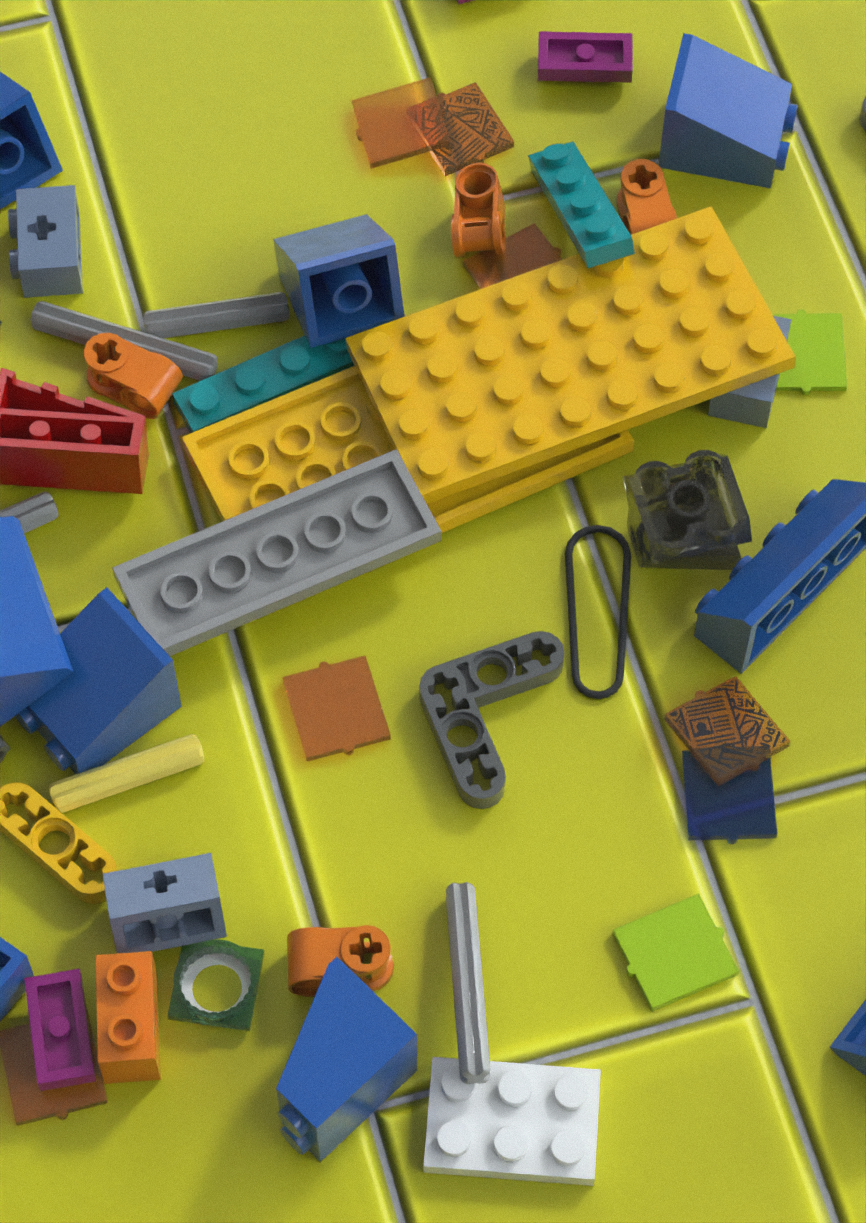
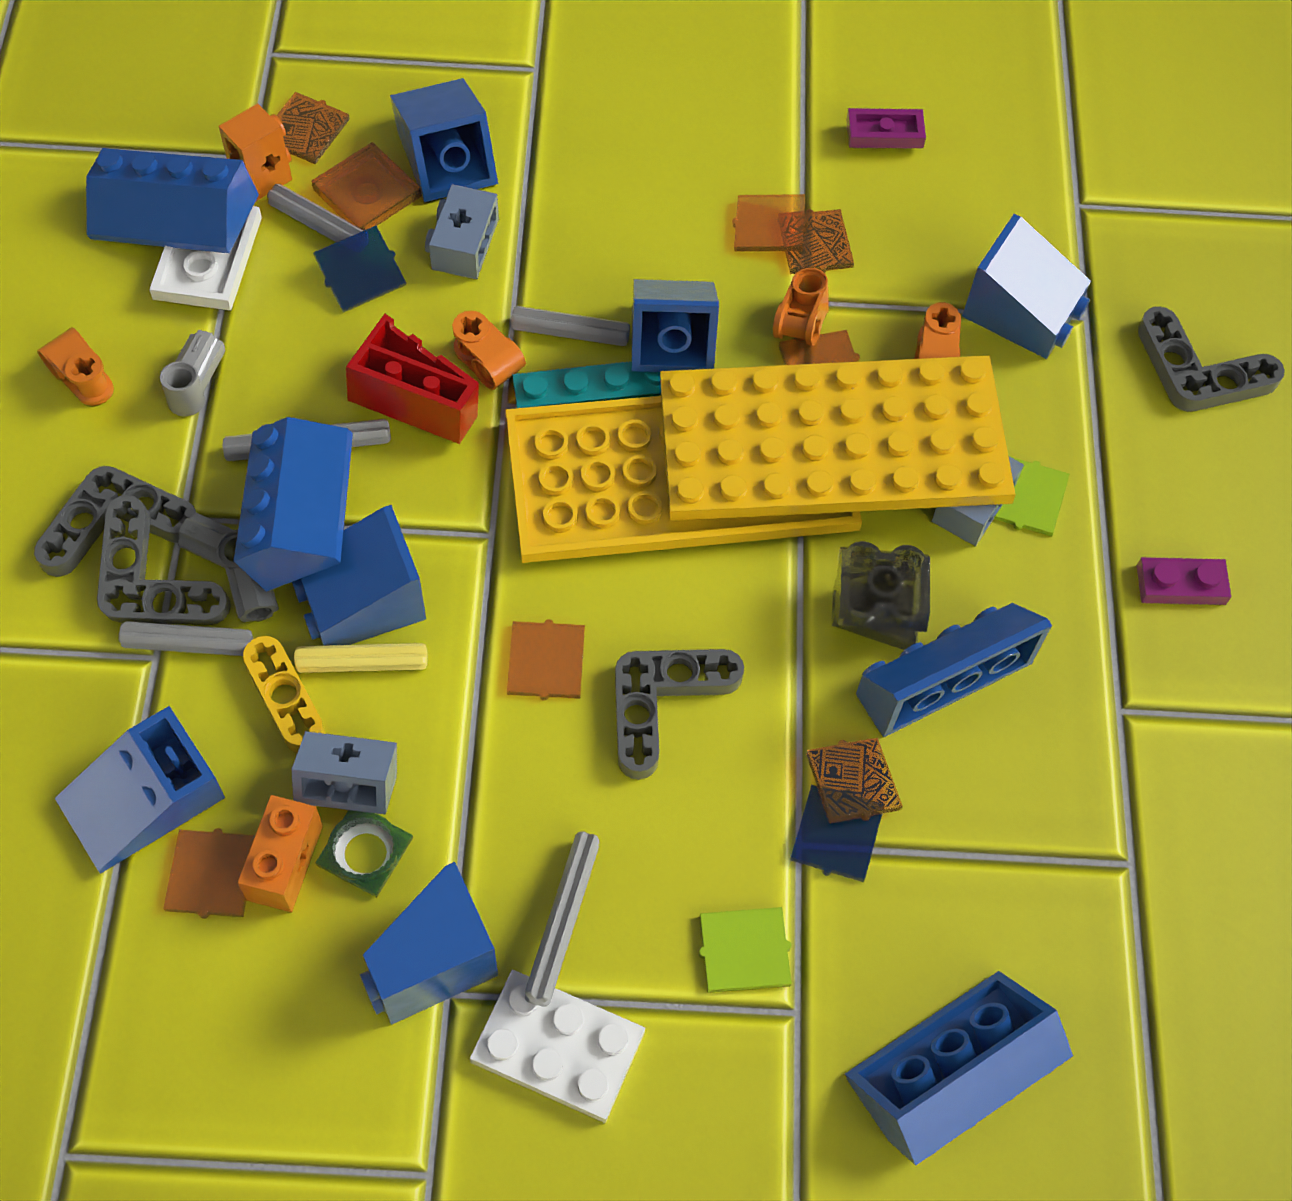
camera: 15 degrees right, 0 degrees up
(60, 1029) = (223, 845): magenta plate -> none
(82, 327) = (459, 301): light grey axle -> none
(277, 553) = (541, 522): light grey plate -> none
(315, 947) = (471, 858): orange piece -> none
(572, 610) = (804, 659): black piece -> none
(581, 204) = (886, 324): teal plate -> none
(585, 57) = (933, 214): magenta plate -> none

